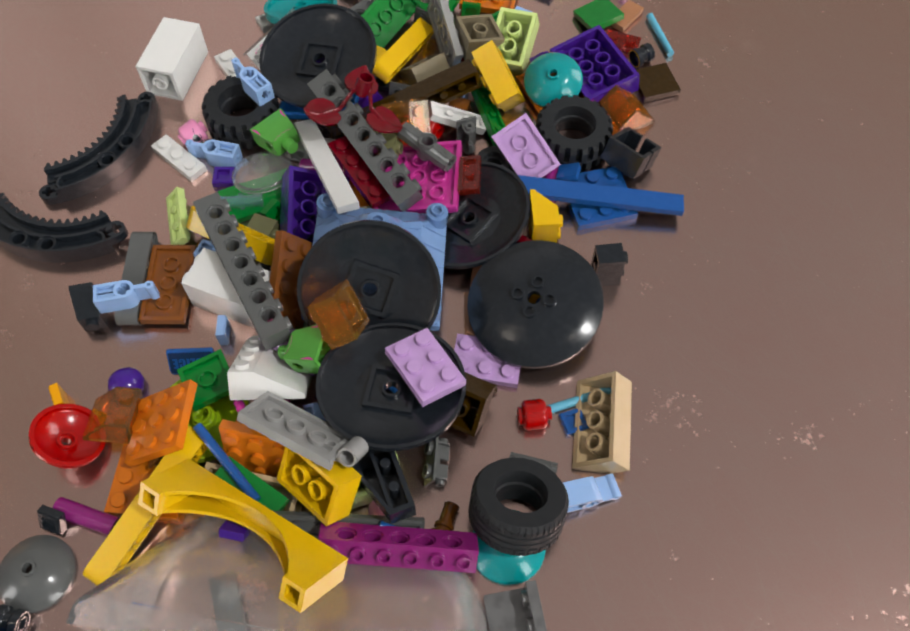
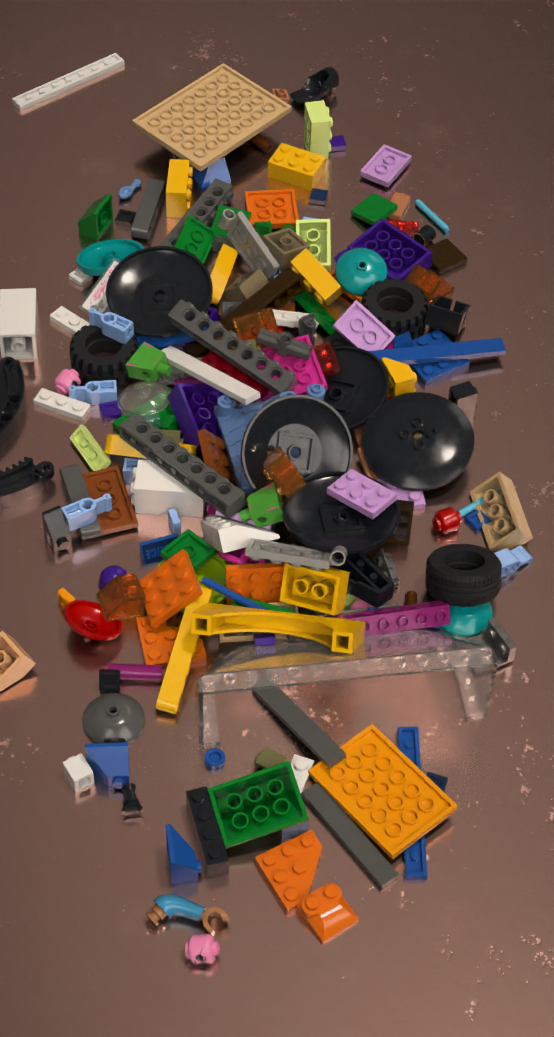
camera: 20 degrees left, 10 degrees down
(363, 84) = (210, 304): dark red plant -> none

